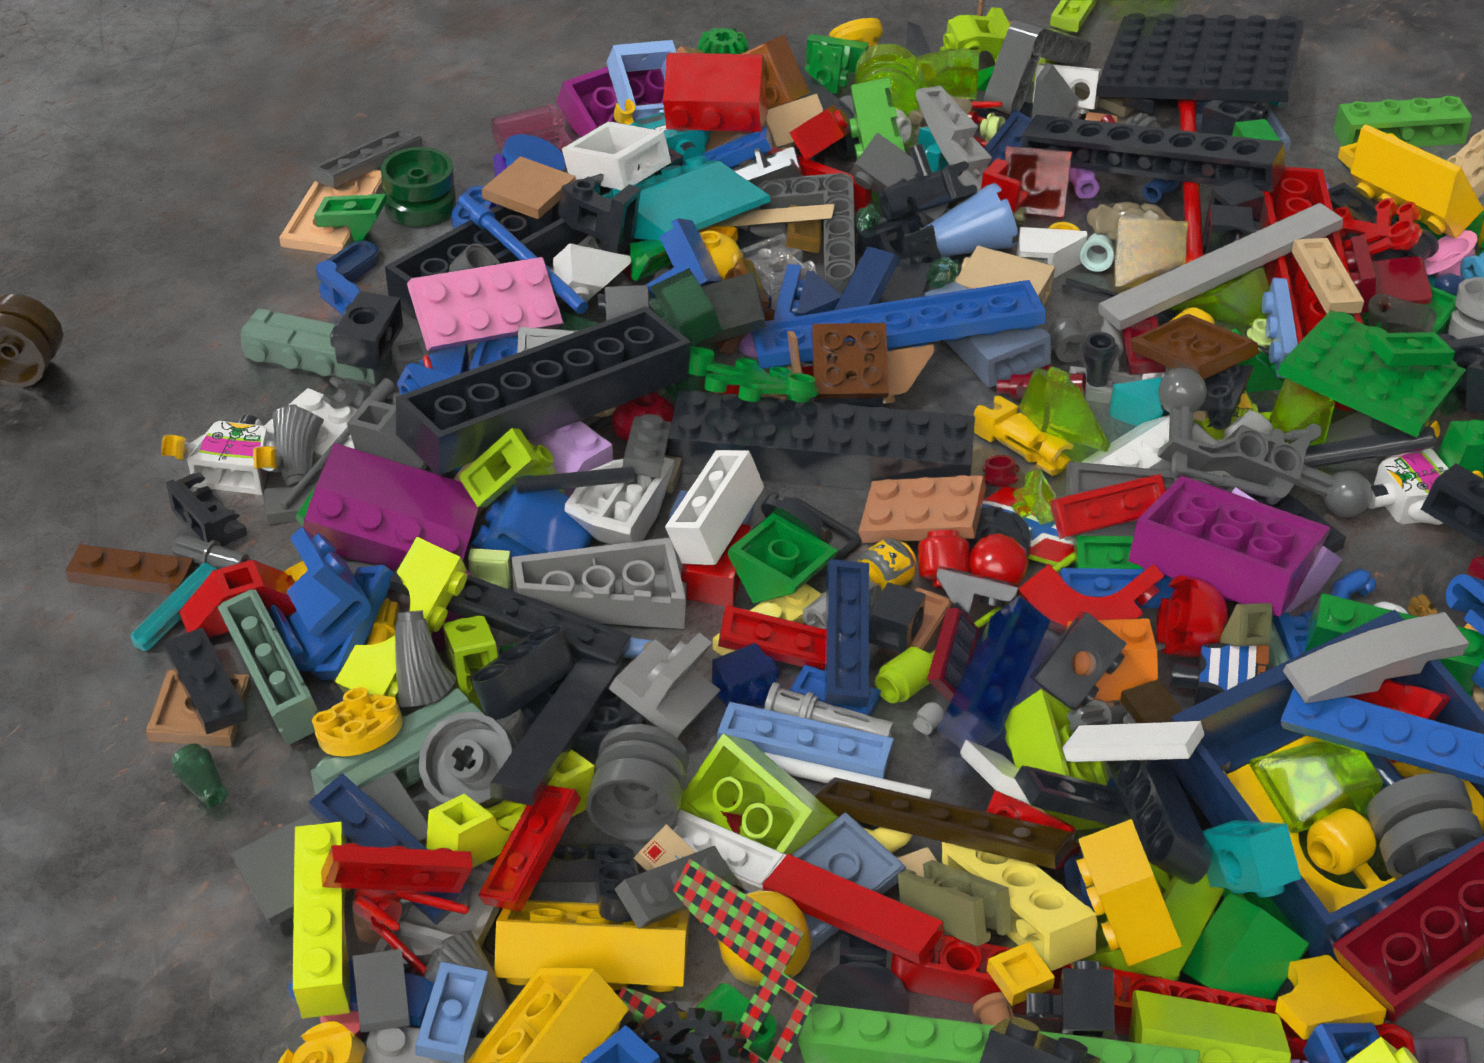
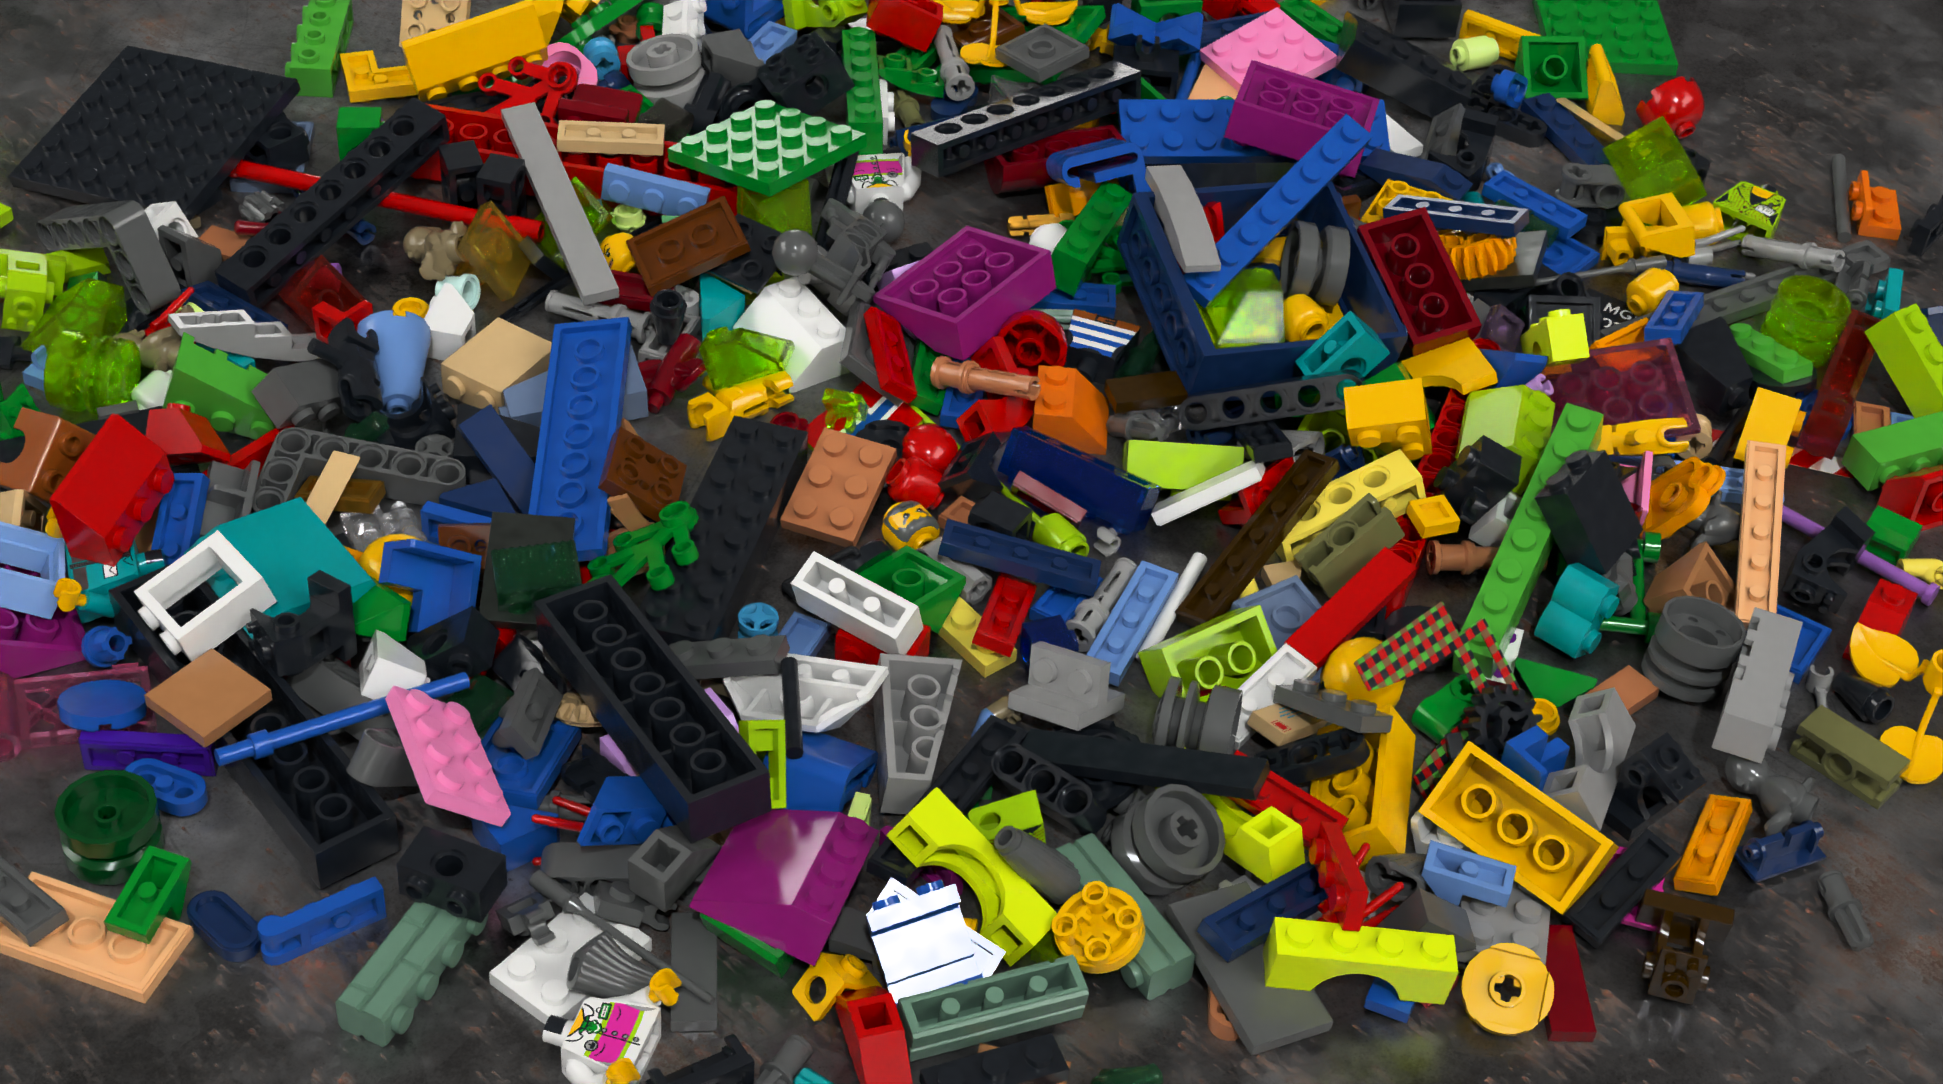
camera: 85 degrees left, 0 degrees up
(942, 272) = (480, 395): clear green axle -> none
(1055, 669) = (1092, 413): black brick -> none
(1097, 571) = (971, 378): none -> nougat pin
(1134, 741) = (1219, 388): white tile -> none
(1249, 625) = (1062, 308): olive slope -> none
(1411, 349) = (767, 109): green plate -> none

